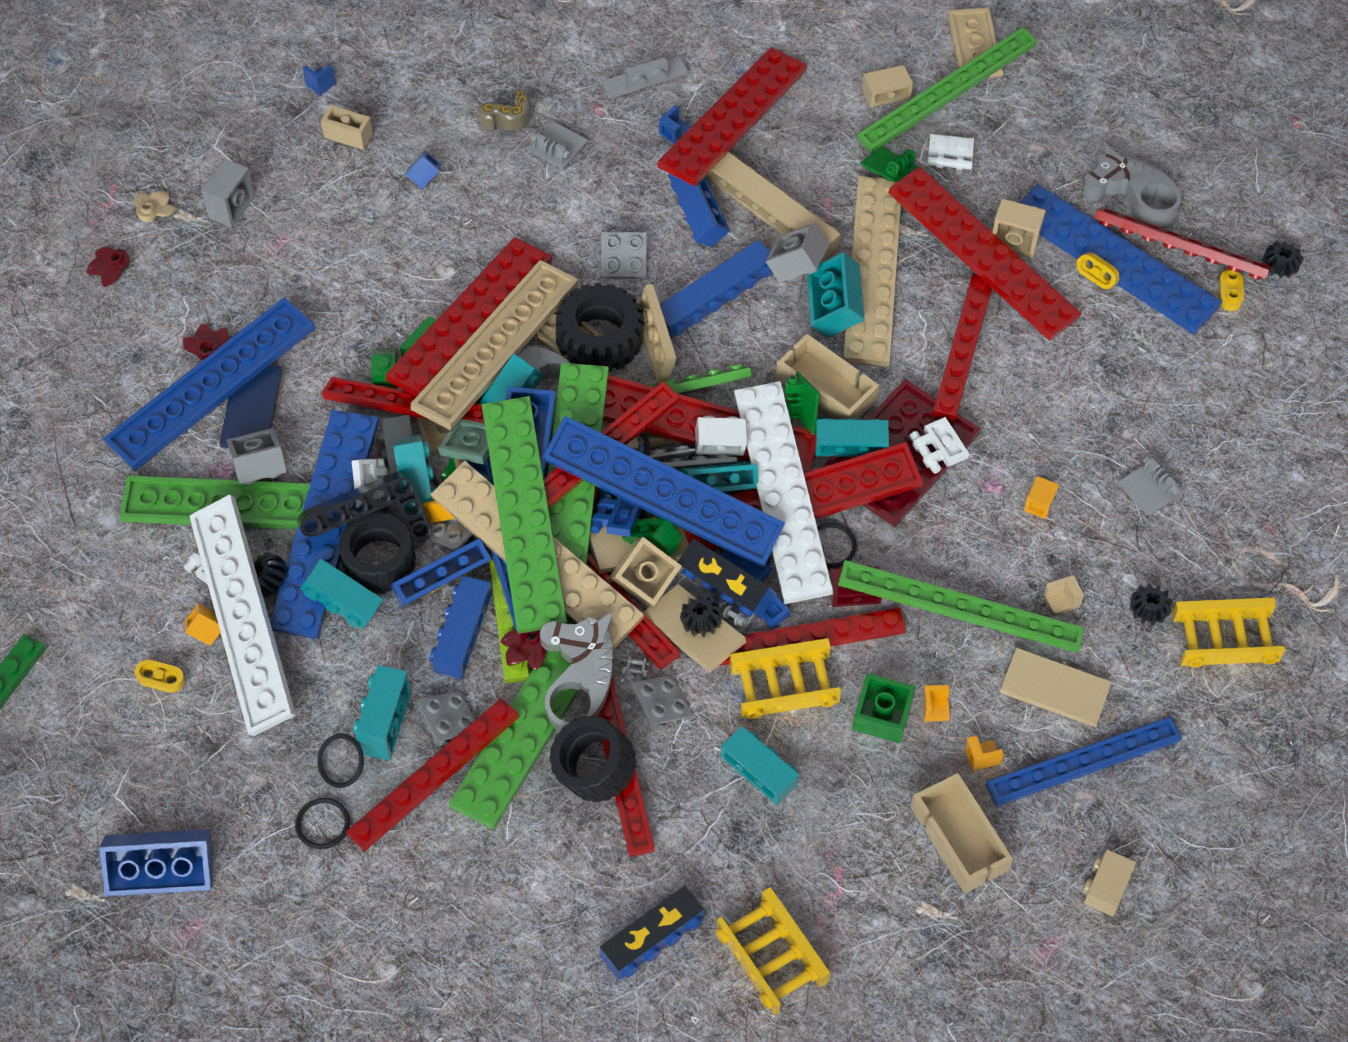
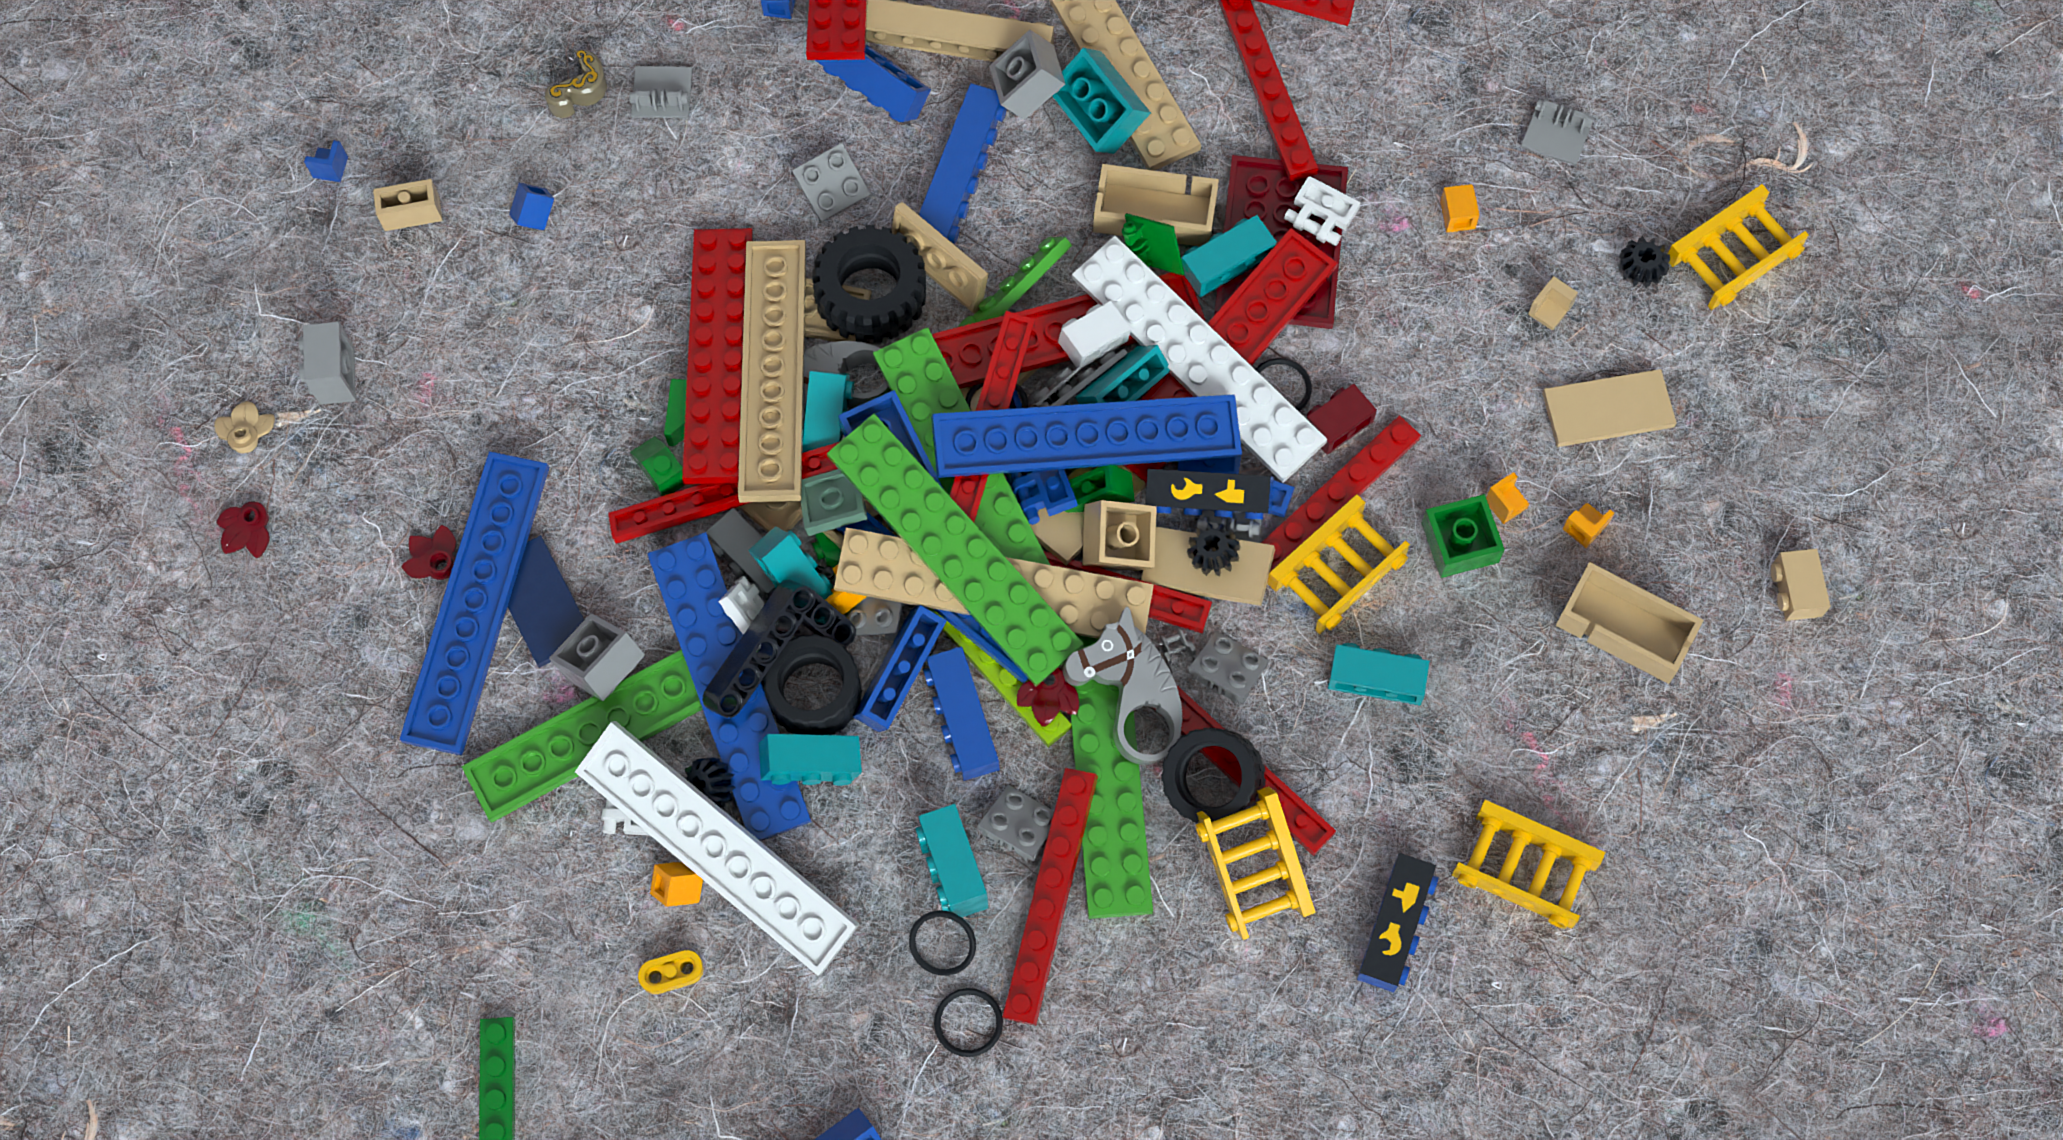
camera: 30 degrees left, 10 degrees up
(598, 847) = (1286, 868): none -> yellow fence
(961, 606) = (1463, 378): bright green plate -> none
(1083, 761) = (1687, 471): blue tile -> none

